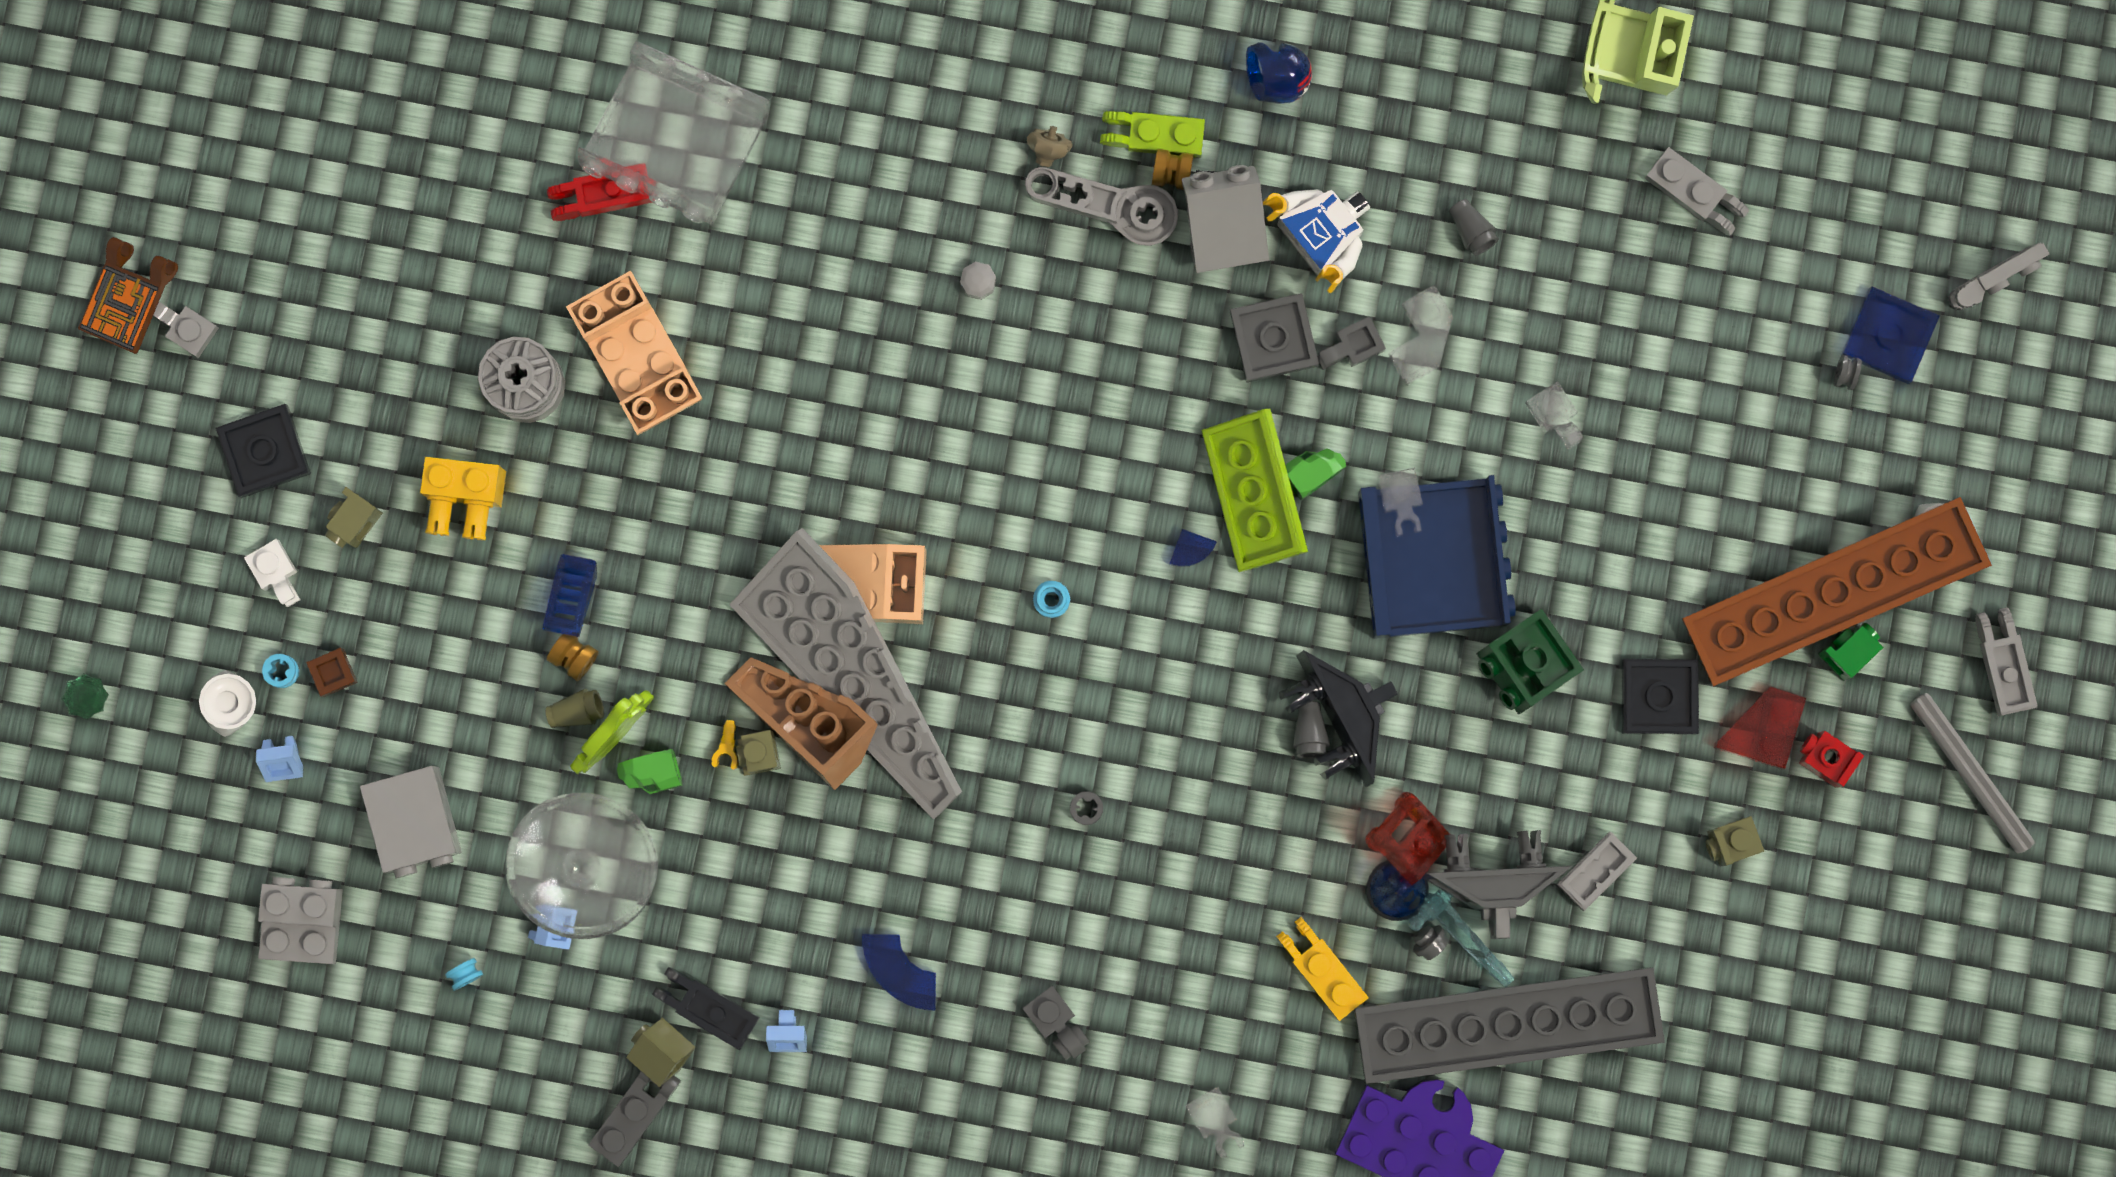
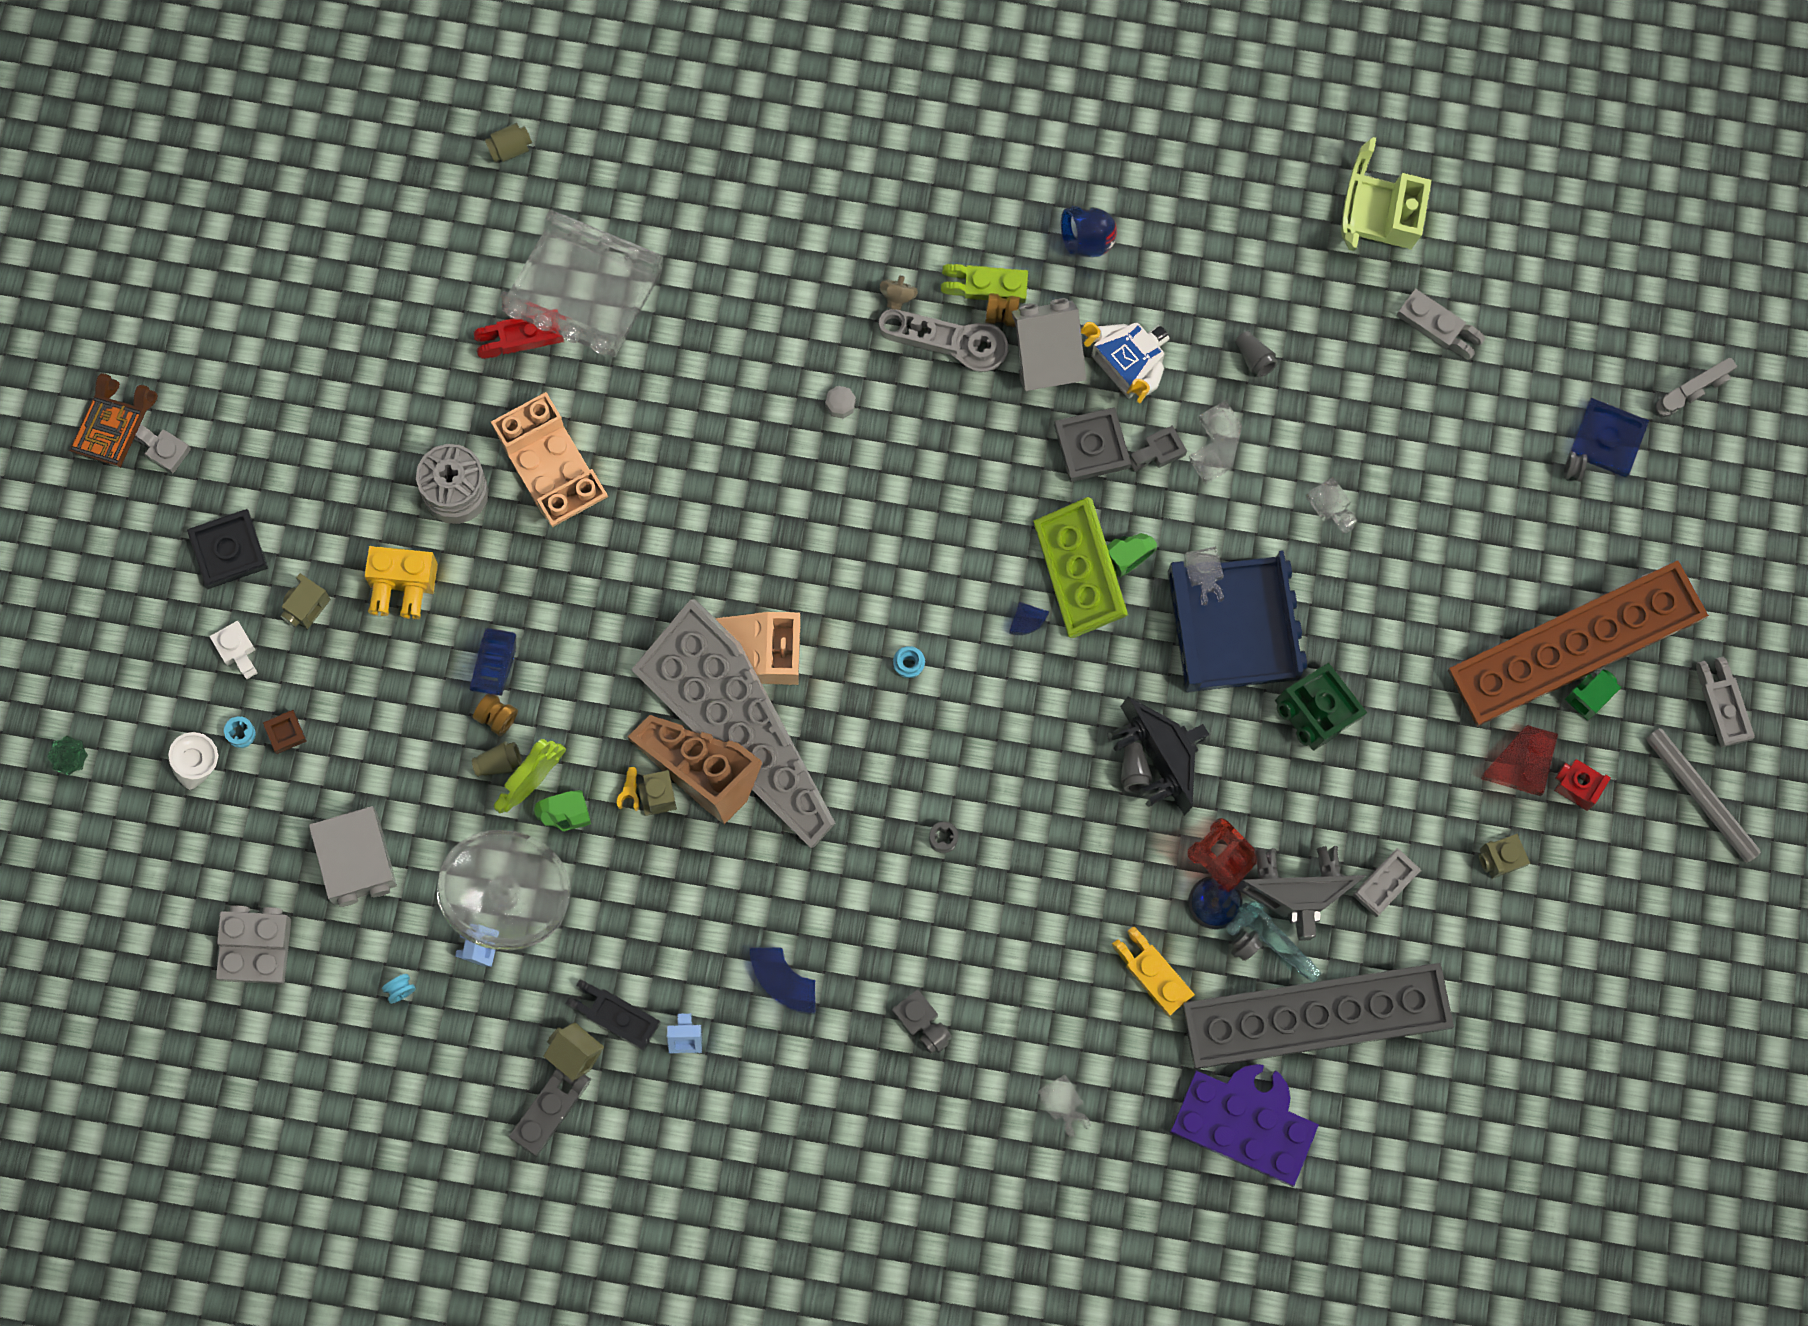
camera: 10 degrees left, 10 degrees down
(280, 761) = (237, 808): light blue tile -> none
(1660, 696) = (1433, 736): black tile -> none

